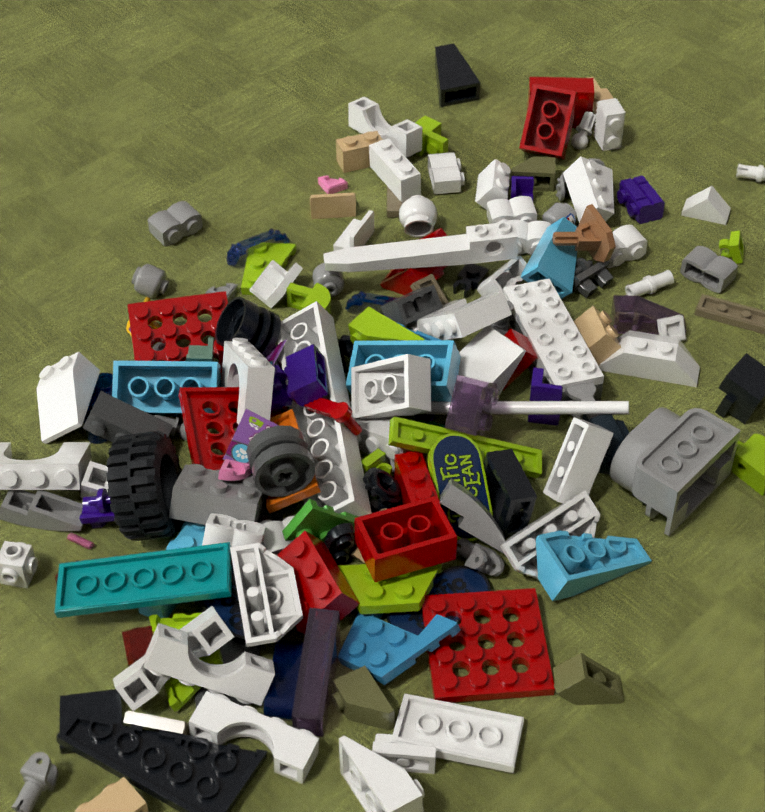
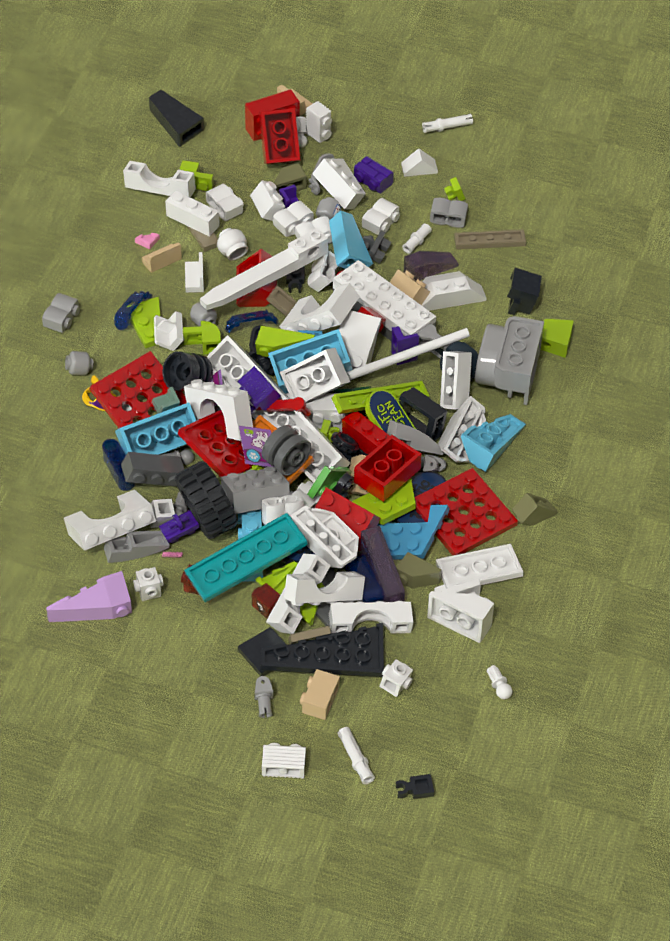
camera: 30 degrees left, 5 degrees up
(65, 395) = (93, 466): white slope -> none
(230, 288) = (132, 352): light grey tile -> none
(234, 470) = (257, 468): bright pink tile -> none
(353, 151) = (151, 206): tan brick -> none
(412, 305) = (281, 312): dark grey brick -> none
(472, 405) = (373, 368): clear purple brick -> none
(590, 235) = (369, 218): medium nougat piece -> none
(672, 327) = (450, 264): white tile -> none

